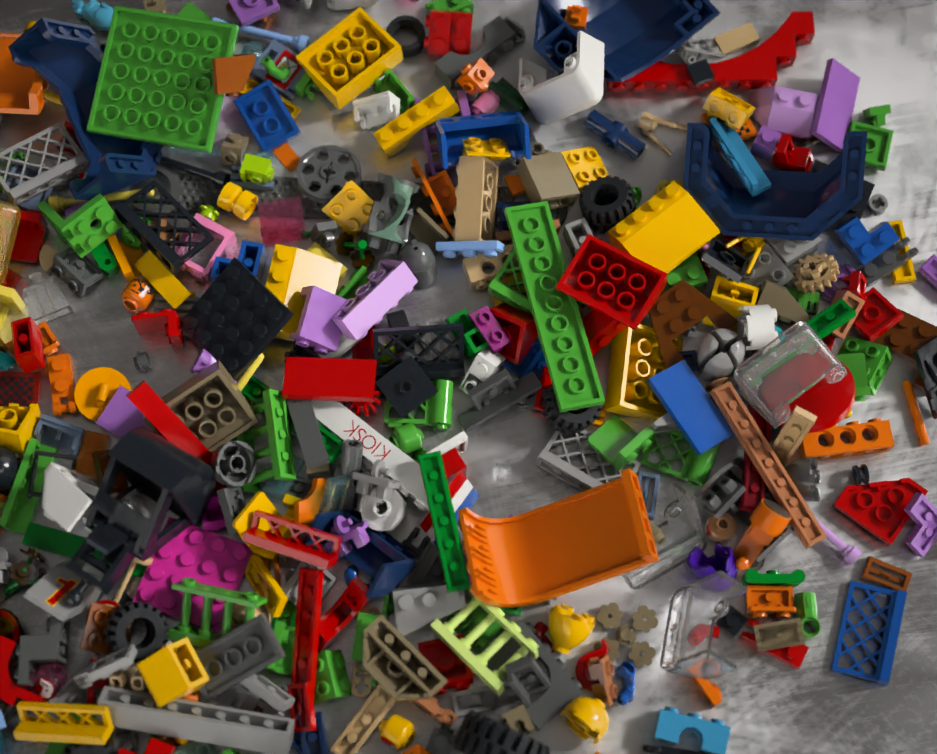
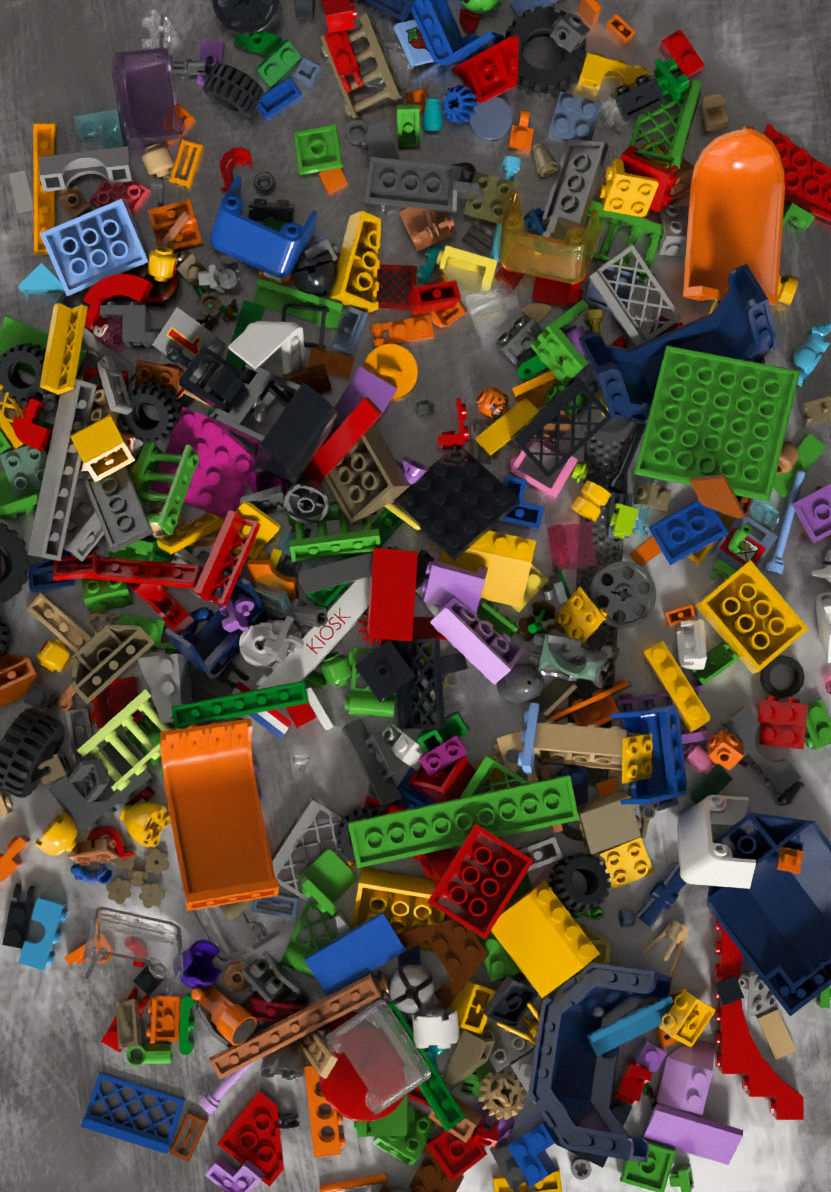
camera: 95 degrees right, 15 degrees up
(348, 125) = (679, 615): none -> orange piece
(638, 167) = (626, 918): none -> sand blue hinge

